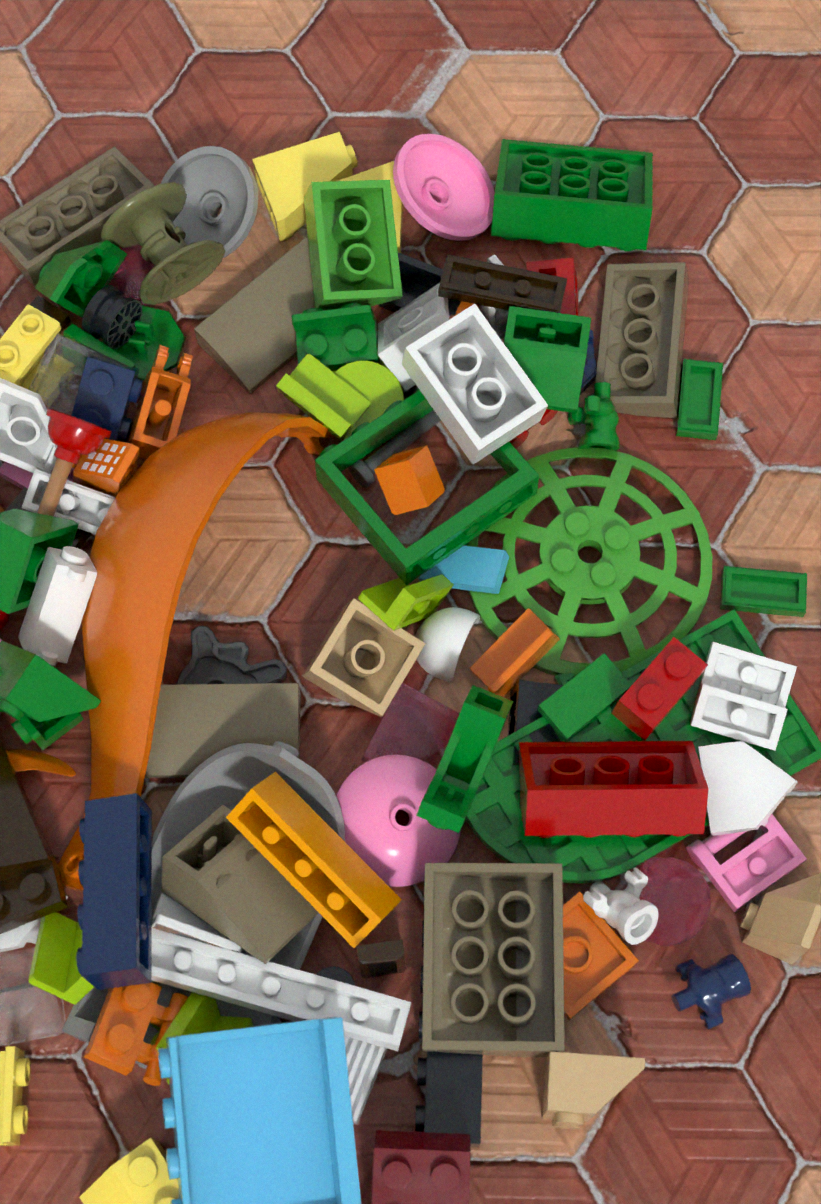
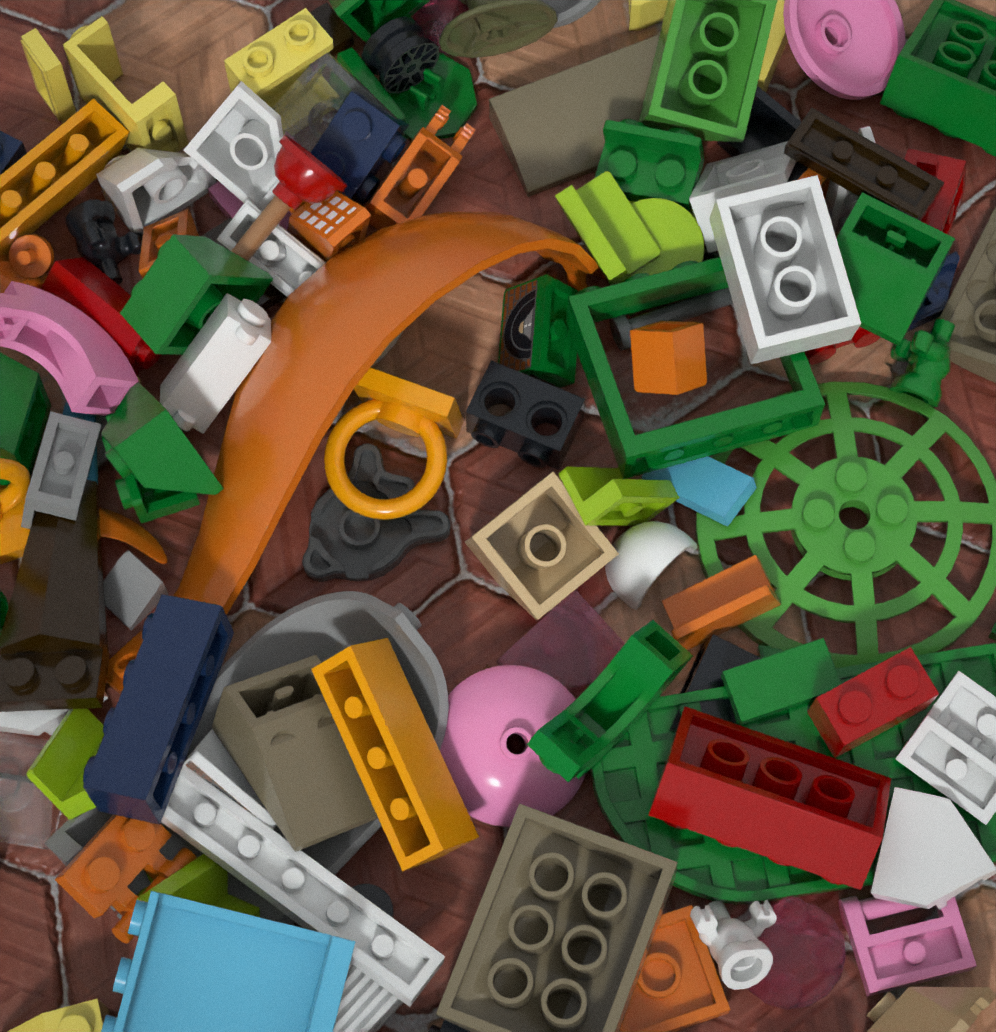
camera: 20 degrees right, 0 degrees up
(55, 805) = (132, 590): none -> light grey slope
(207, 718) = (335, 550): dark tan slope -> none
(220, 590) = (405, 409): none -> light orange tile
(296, 495) = (536, 331): none -> green panel
(314, 552) = (531, 405): none -> black brick
(381, 958) = (431, 895): dark brown tile -> none

